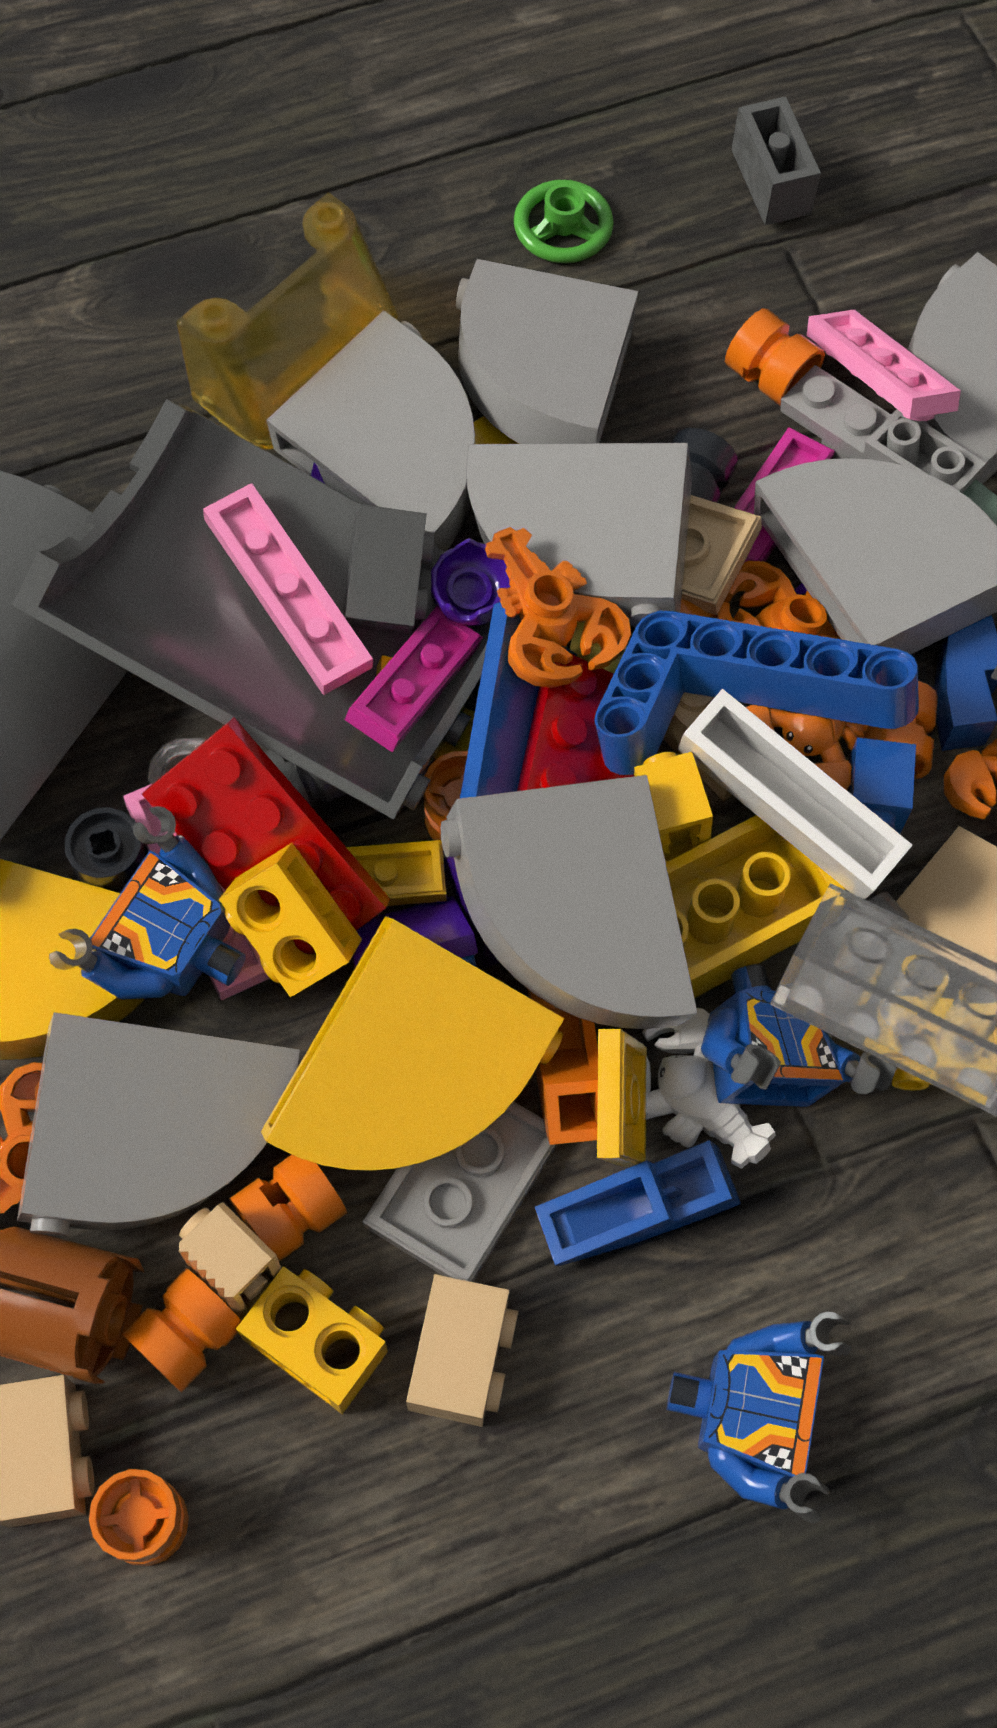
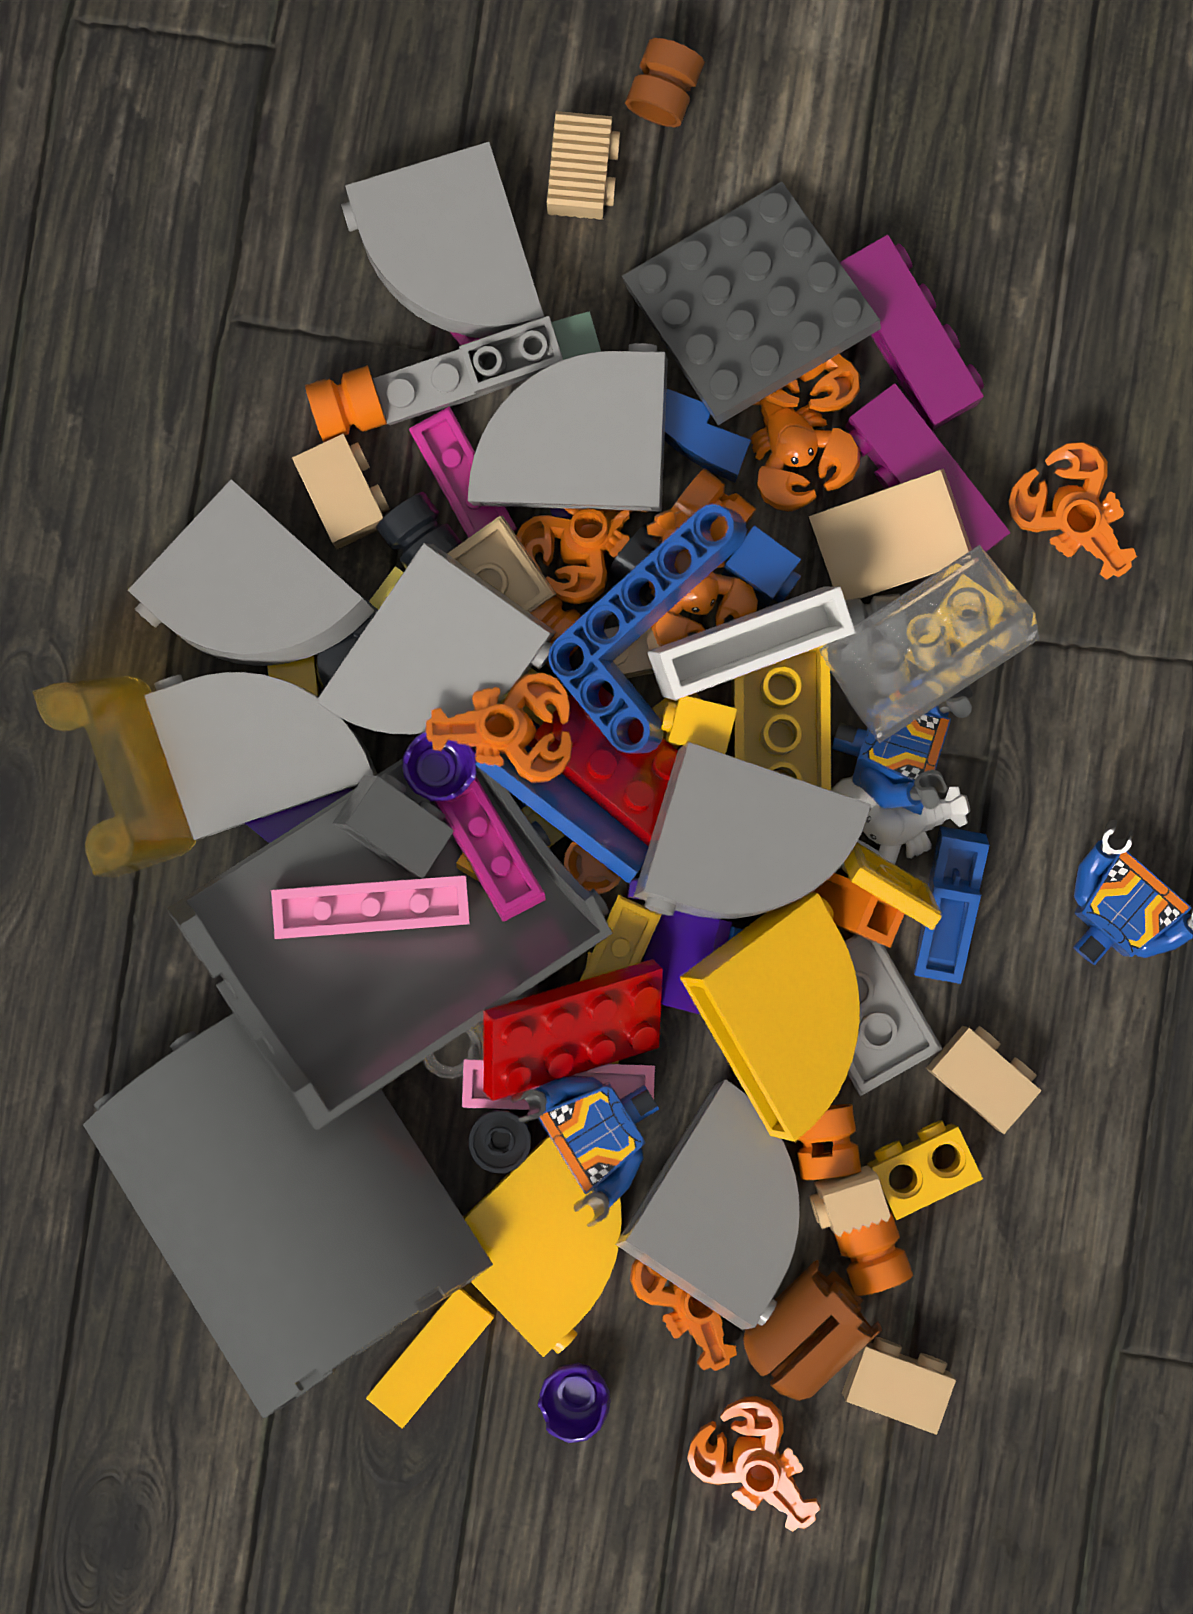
camera: 60 degrees left, 20 degrees up
(138, 1517) = (980, 1340): orange wheel -> none
(303, 914) = (640, 1041): yellow brick -> none
(563, 216) = (98, 476): bright green piece -> none
(689, 390) = (340, 490): none -> tan brick
(775, 160) = (160, 288): dark grey brick -> none
(884, 365) = (409, 332): bright pink plate -> none

